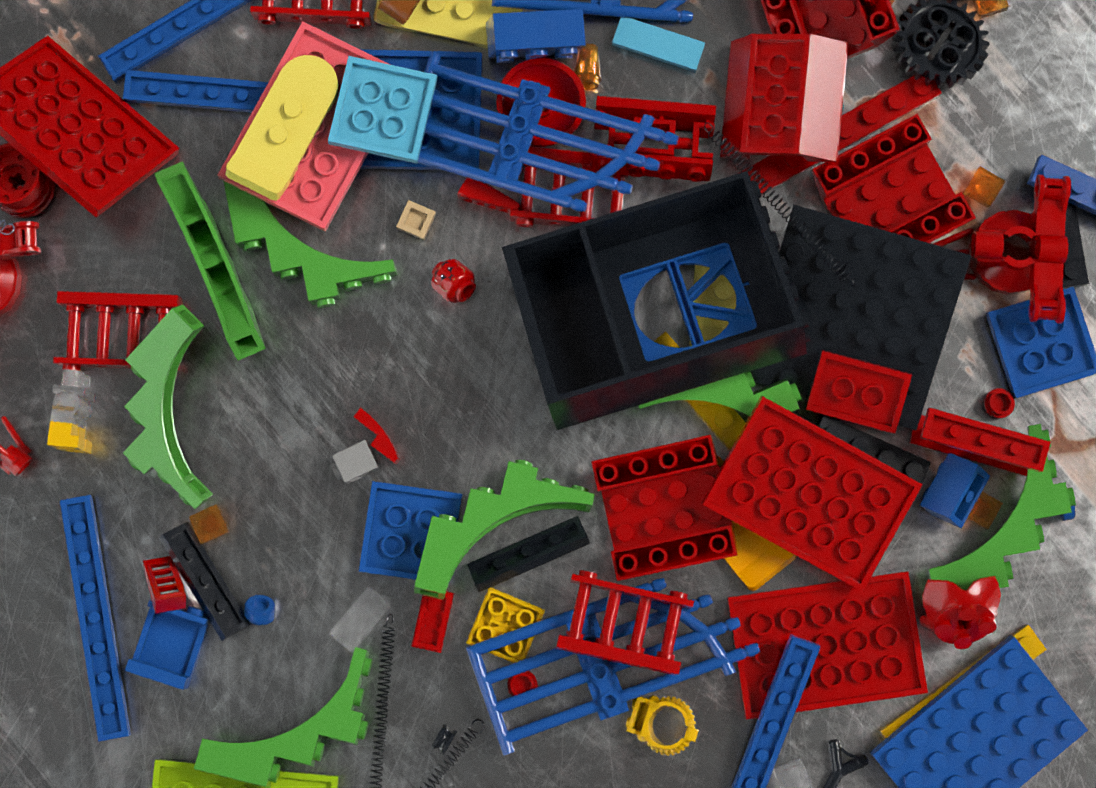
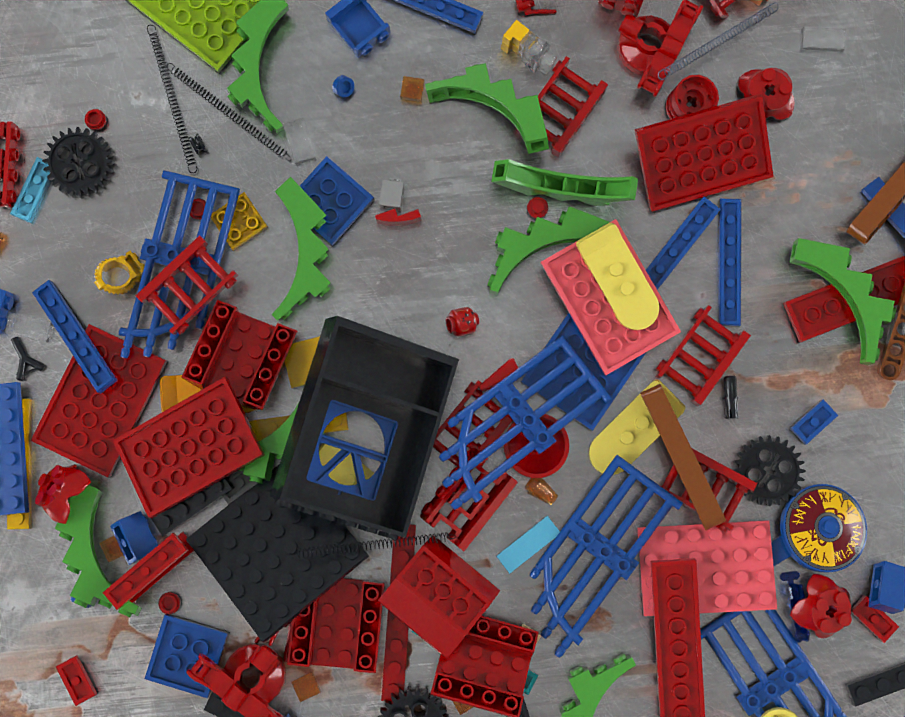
camera: 125 degrees right, 0 degrees up
(168, 601) = (379, 37): red slope -> none
(204, 581) = (380, 65): black plate -> none
(259, 282) = (537, 207): none -> red plate
(382, 109) = (591, 343): medium azure plate -> none
(416, 220) = (514, 324): tan plate -> none
(432, 622) = (267, 179): red plate -> none
(528, 554) = (270, 260): black plate -> none
(535, 35) = (578, 468): blue brick -> none
(619, 432) = (299, 361): none -> yellow tile
(859, 391) = (229, 518): red plate -> none

